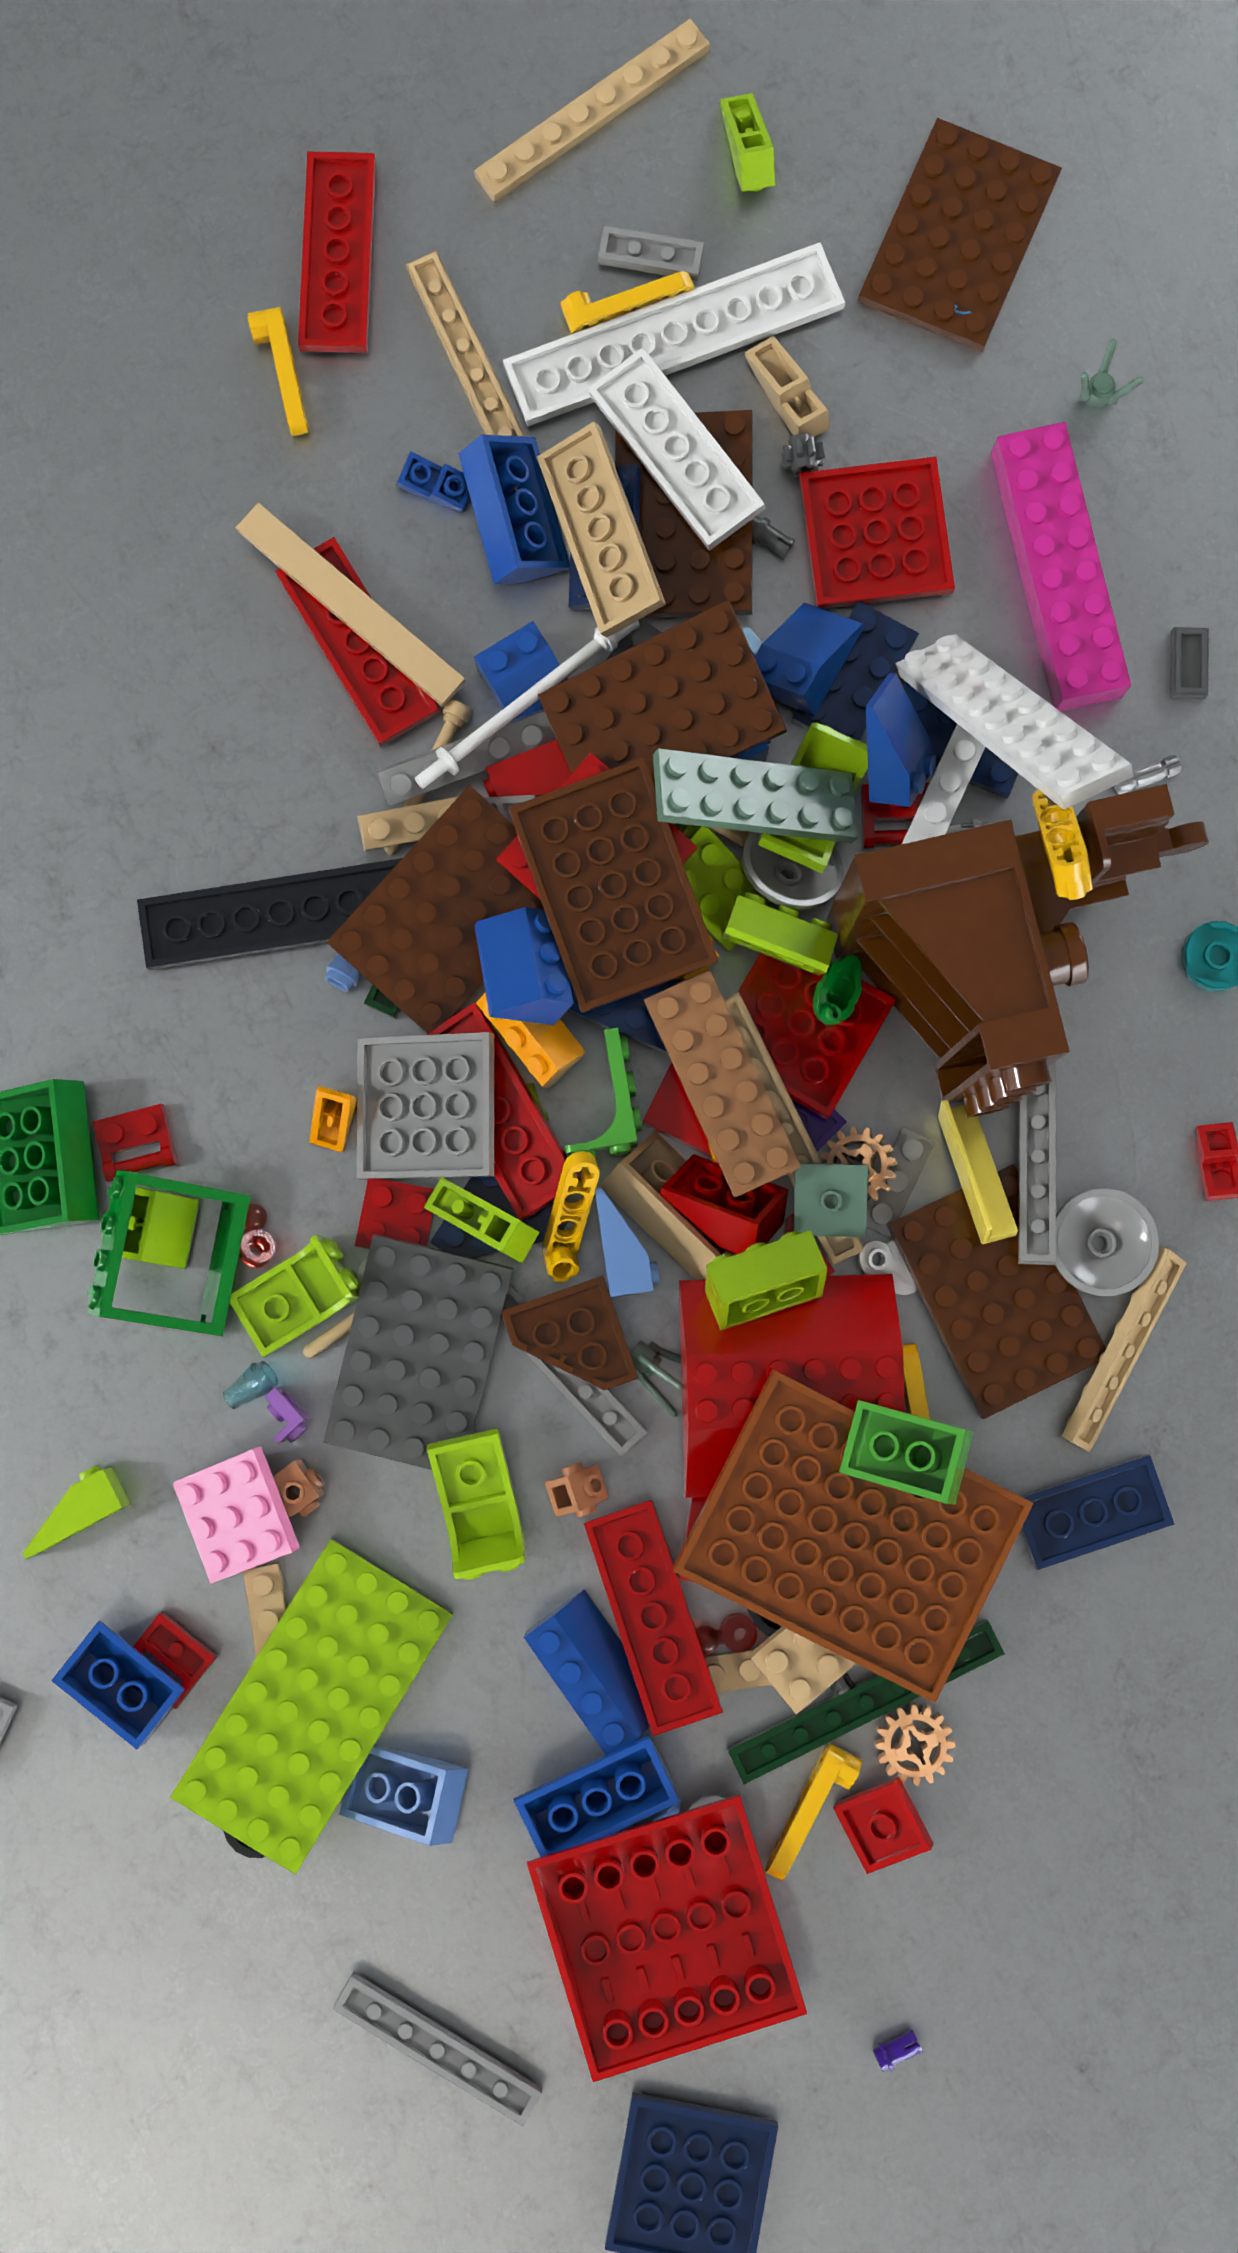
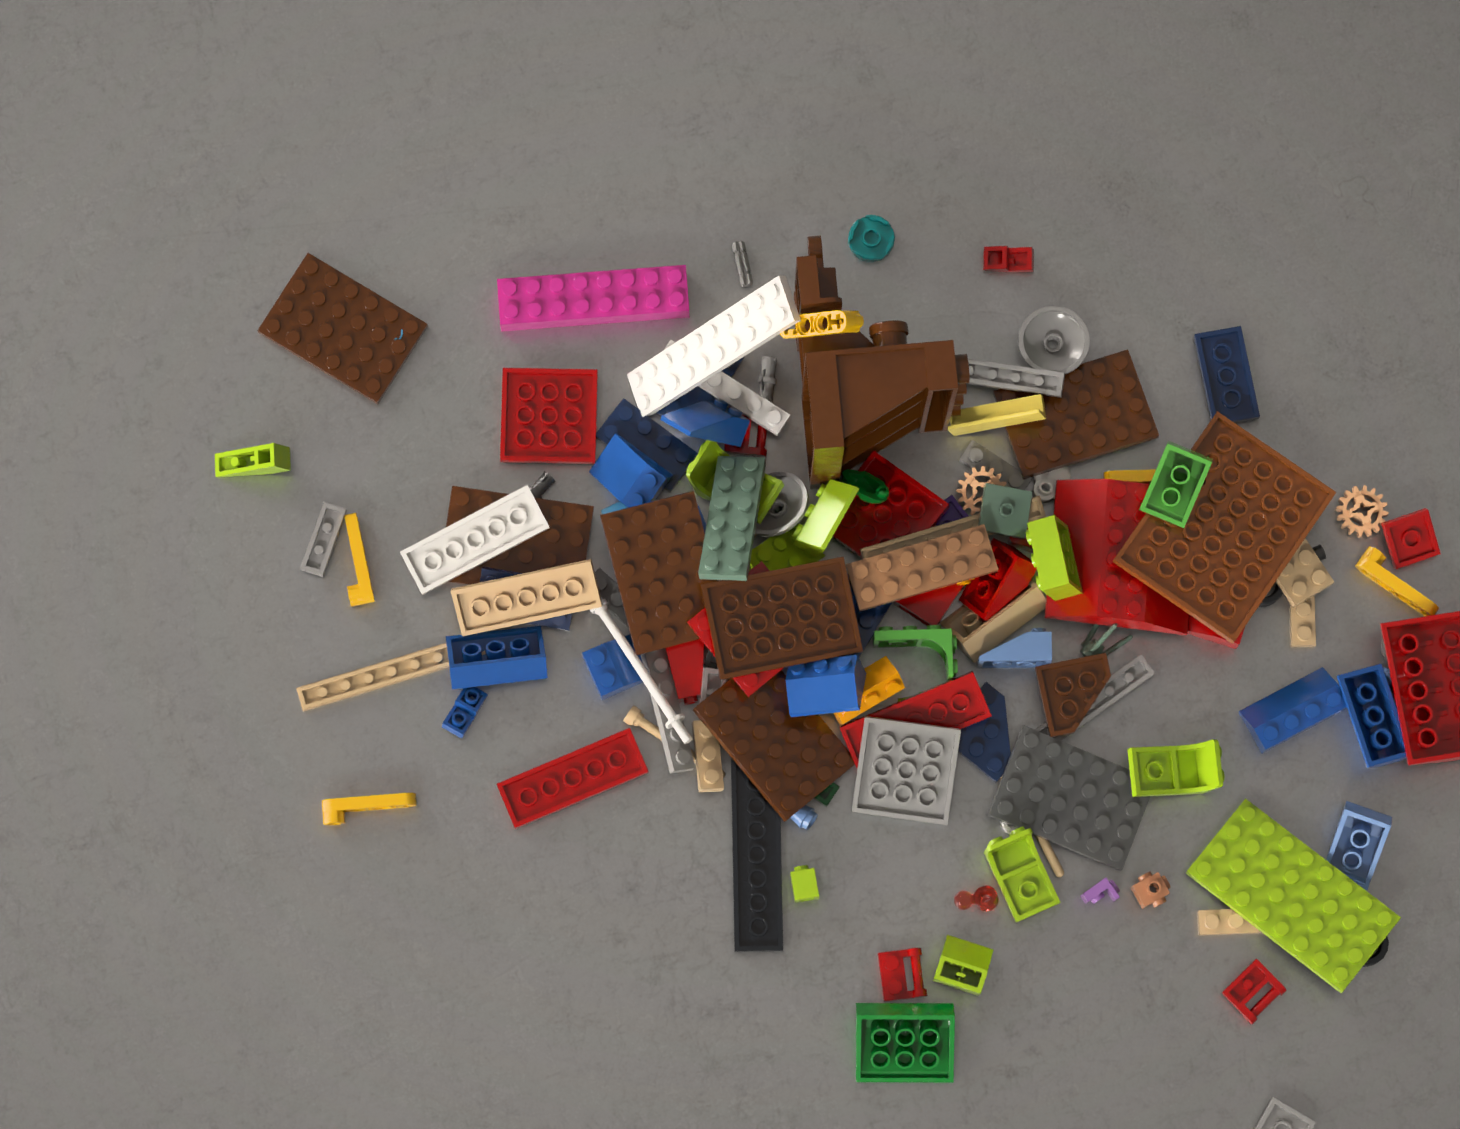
camera: 90 degrees left, 5 degrees down
(83, 1505) = (1145, 1035): lime slope -> none
(118, 1685) = (1265, 1020): blue slope -> none
(222, 1263) = (995, 923): green window -> none
(236, 1515) = (1163, 931): bright pink plate -> none
(245, 985) = (804, 884): none -> lime brick
(251, 1385) = (1078, 914): clear light blue cone -> none
(332, 1118) = (904, 836): light orange slope -> none
(337, 252) = (286, 756): red plate -> none
(350, 604) = (548, 777): tan tile -> none
(395, 1212) = (972, 803): red plate -> none
(482, 1220) = (987, 742): lime slope -> none
(562, 1261) = (1011, 693): yellow beam -> none
(584, 1490) = (1174, 704): nougat brick -> none
(592, 110) = (209, 566): tan plate -> none
(653, 1618) = (1261, 666): red plate -> none
(677, 330) = (384, 531): white plate -> none
(711, 1638) = (1280, 634): clear red plate -> none
(788, 388) = (437, 460): tan slope -> none
(802, 454) = (487, 456): dark grey gear -> none
(846, 1712) = (1337, 552): dark green plate -> none
(1101, 387) = (470, 250): sand green plant -> none
(1123, 1351) = (1125, 340): tan plate -> none
(1189, 662) = (669, 223): dark grey tile -> none

